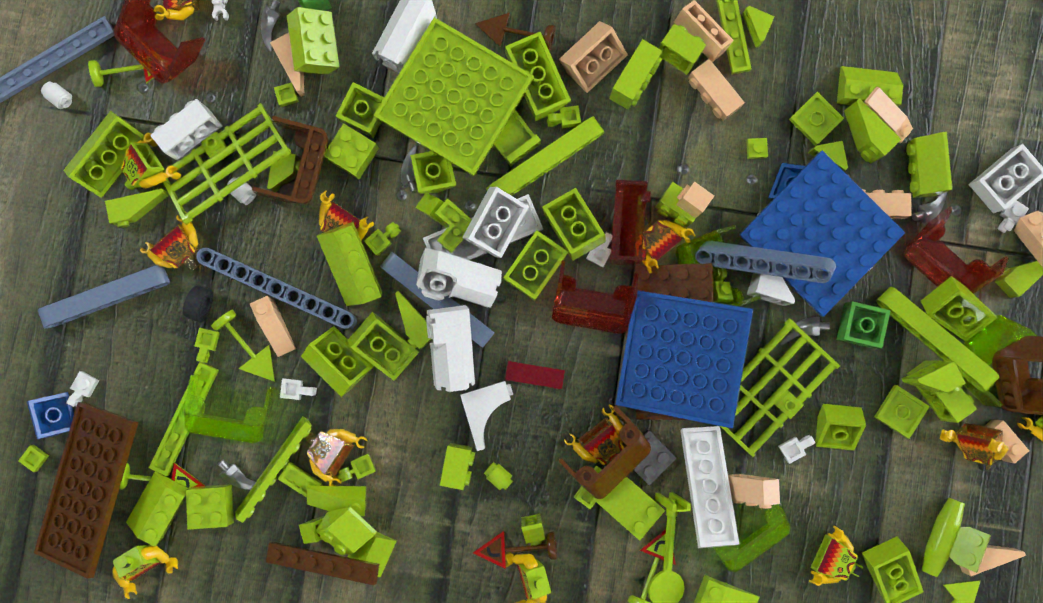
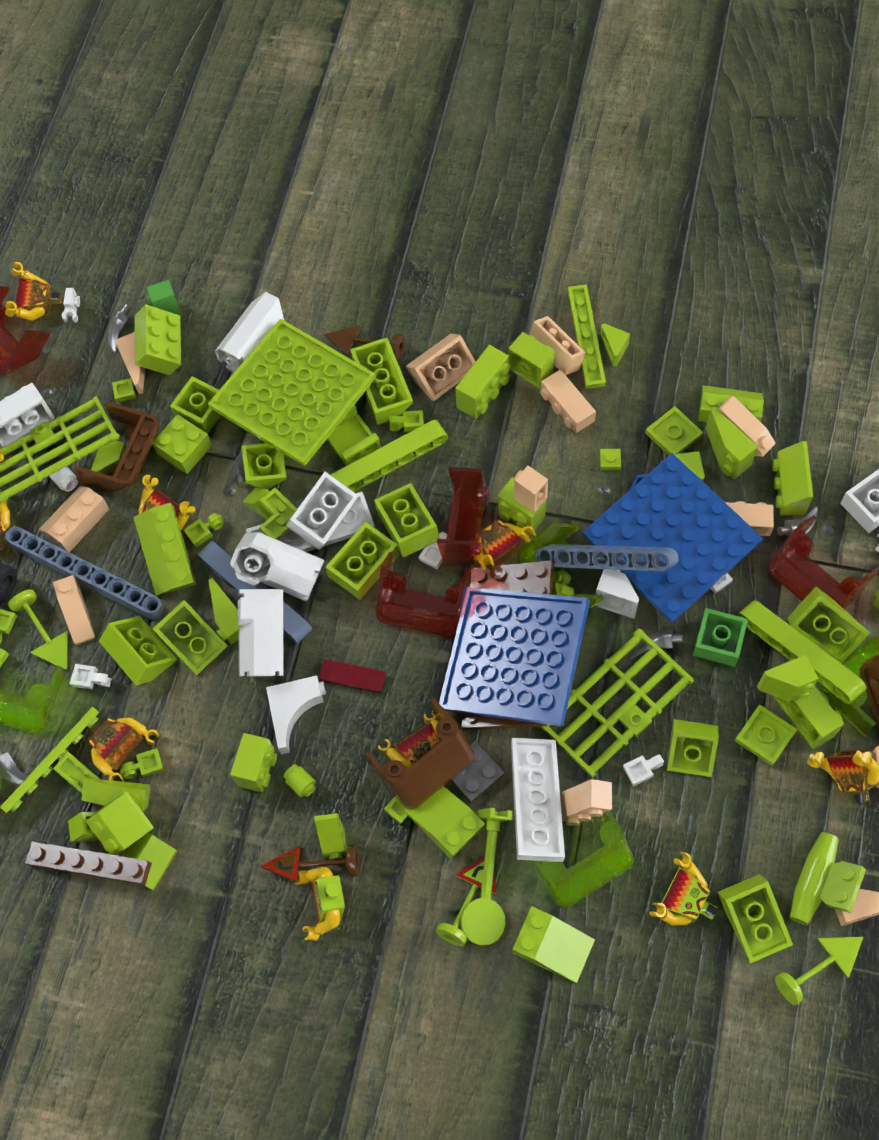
camera: 10 degrees right, 20 degrees down
(257, 232) = (75, 518): none -> light nougat slope

